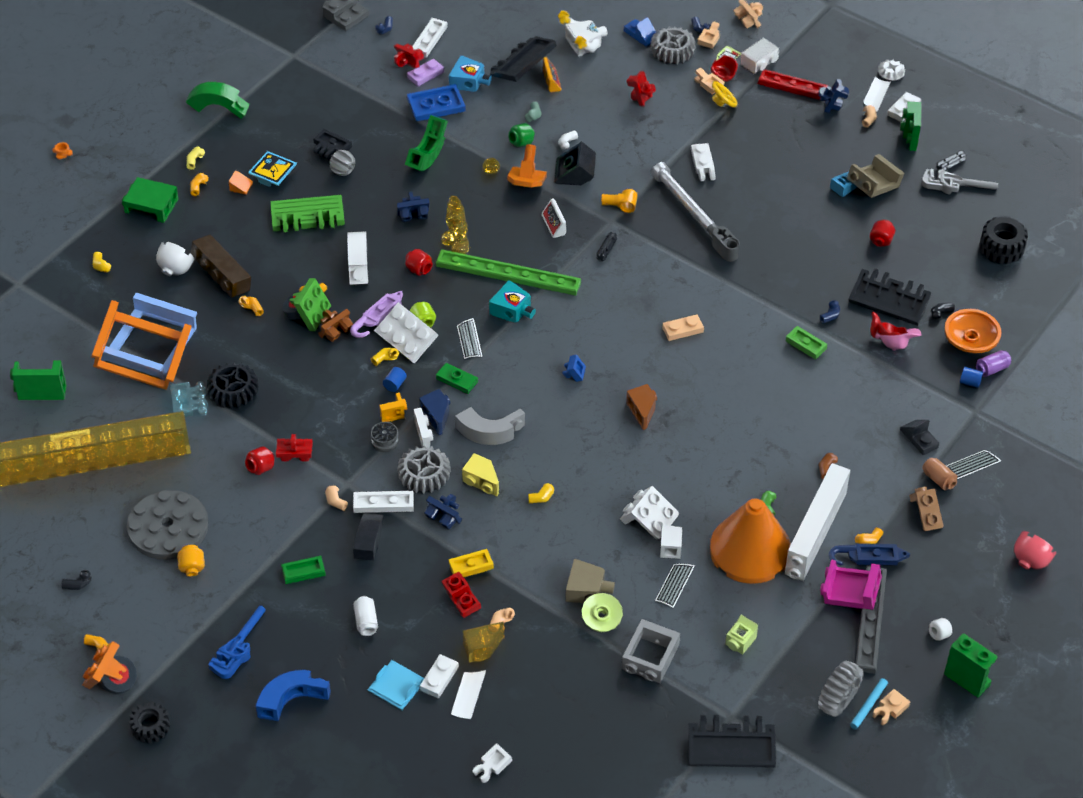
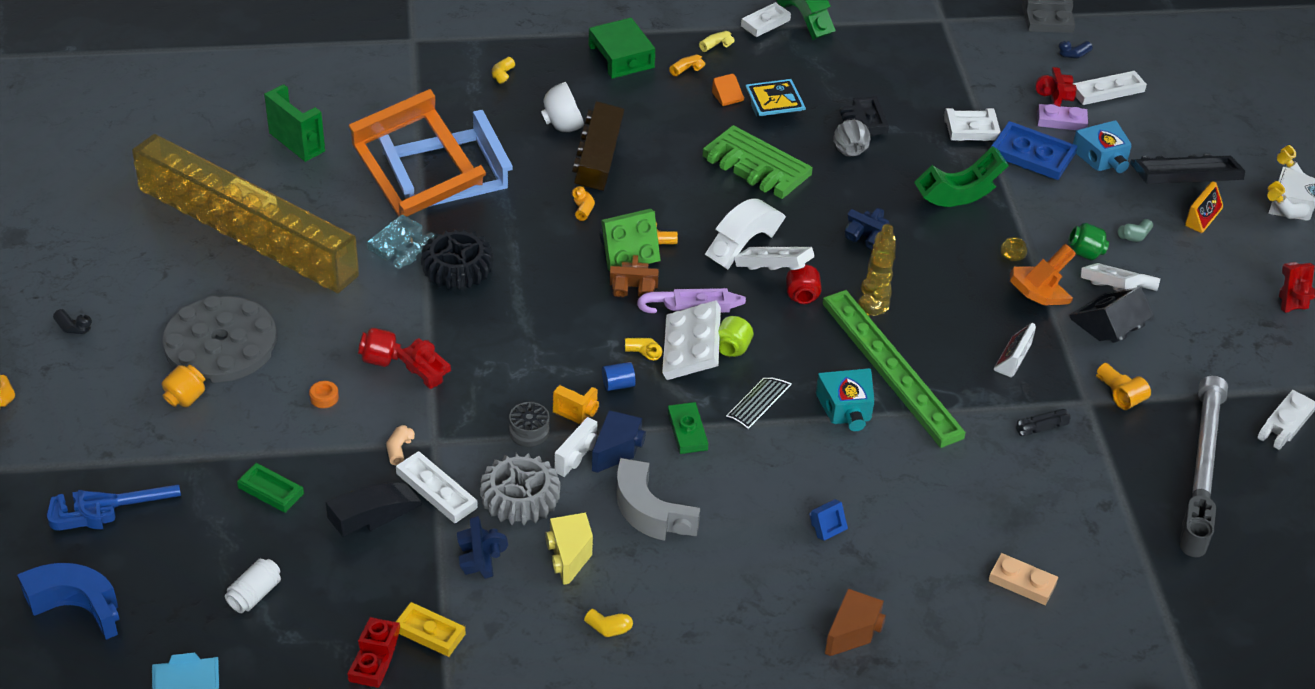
camera: 45 degrees right, 5 degrees down
(204, 124) = (765, 19): none -> white plate
(262, 506) = (324, 394): none -> orange tile
(390, 113) = (972, 124): none -> white plate
(392, 258) = (774, 257): none -> white plate
(553, 146) = (1107, 275): none -> white plate

